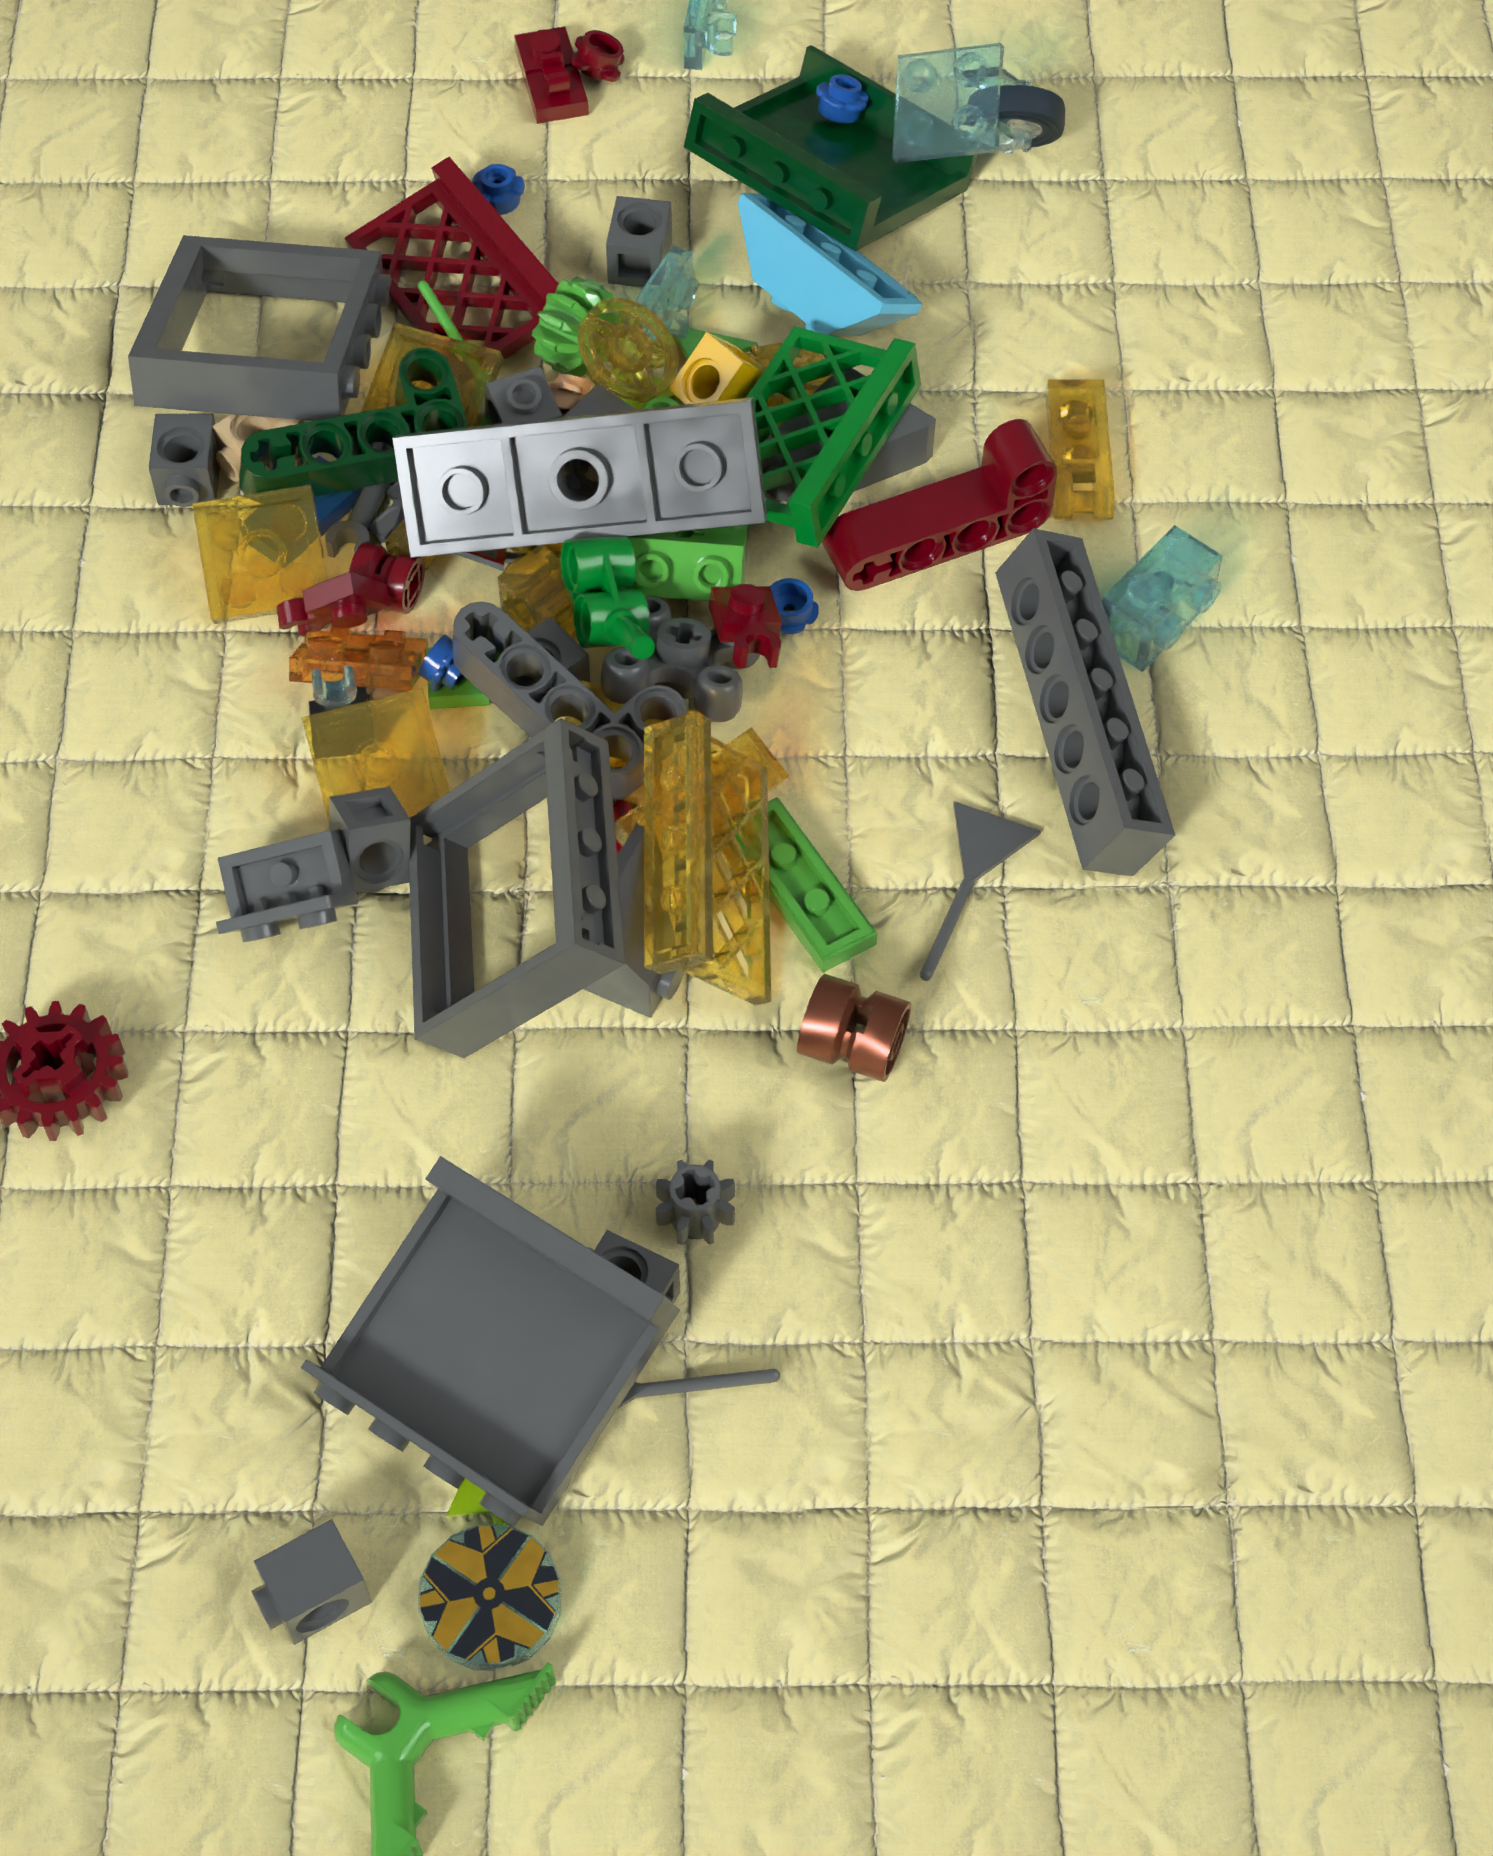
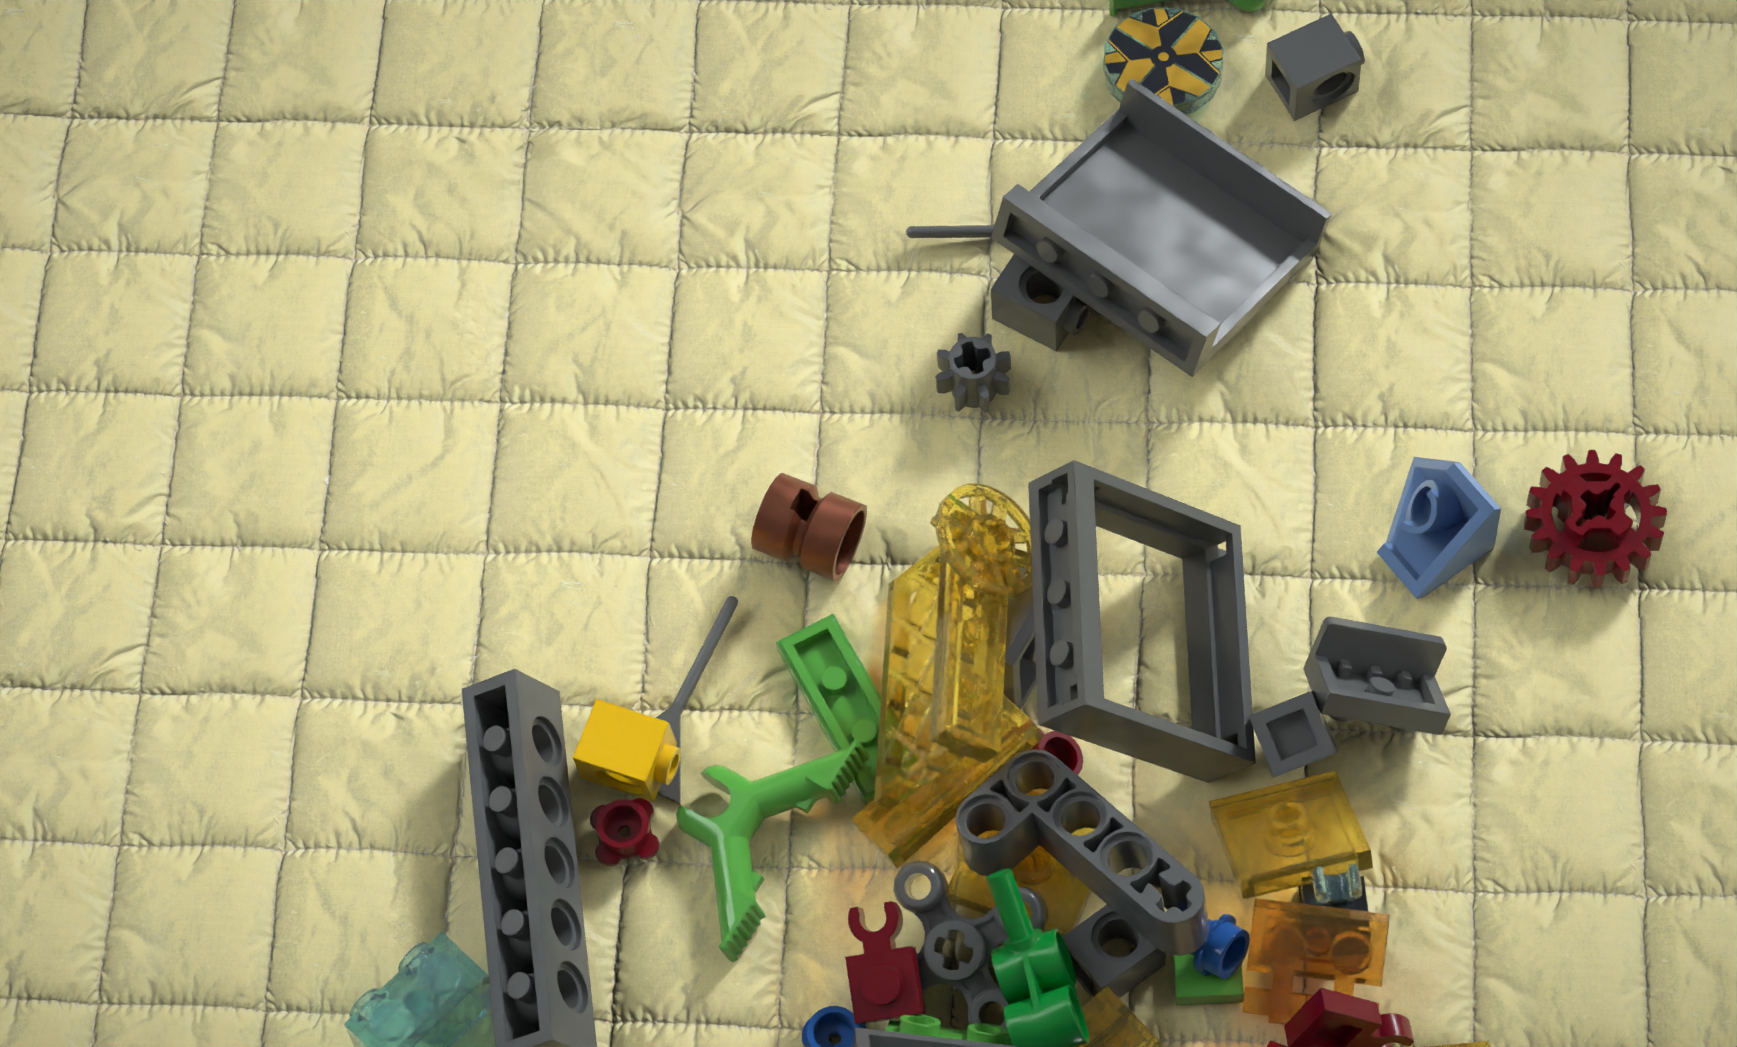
camera: 170 degrees left, 5 degrees up
(216, 1063) = (1439, 525): none -> medium blue slope
(667, 920) = (984, 540): none -> clear yellow wheel
(888, 780) = (736, 826): none -> bright green piece
(1004, 751) = (619, 814): none -> dark red plate
(1007, 814) = (627, 751): none -> yellow brick

